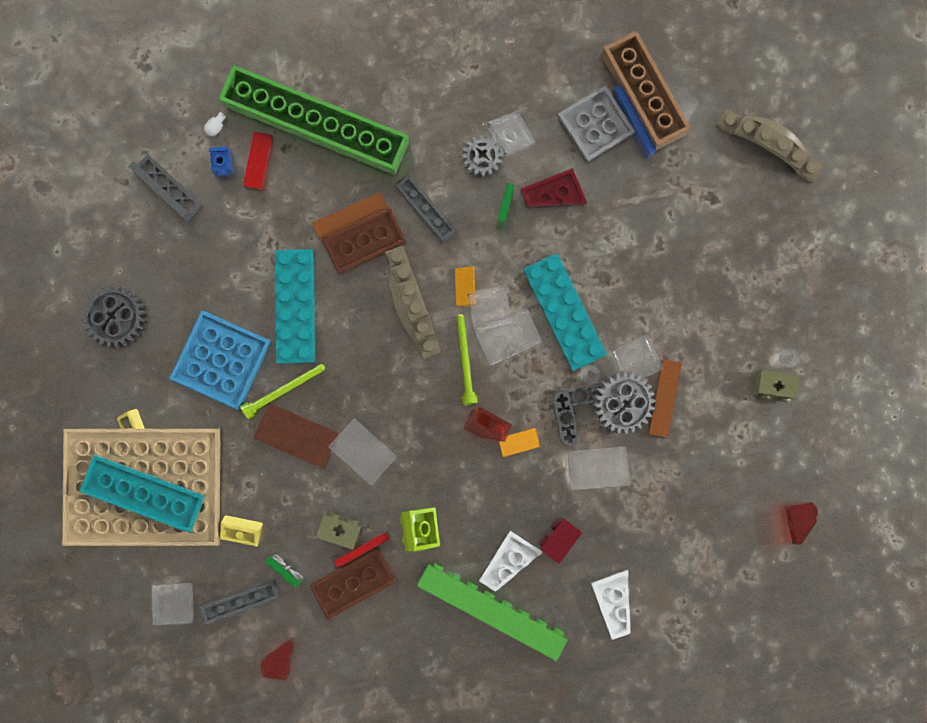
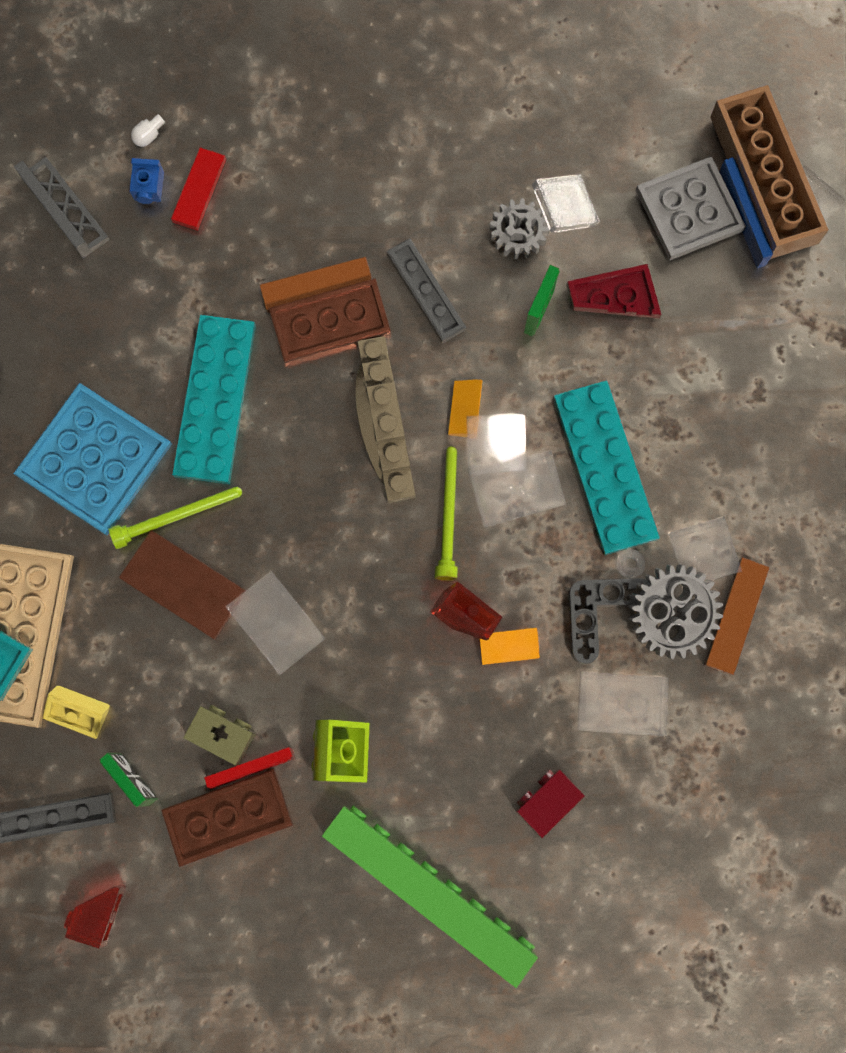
camera: 15 degrees right, 5 degrees down
(314, 120) = (288, 143): bright green brick -> none
(509, 559) = (466, 821): white wing -> none
(613, 600) = (616, 910): white wing -> none

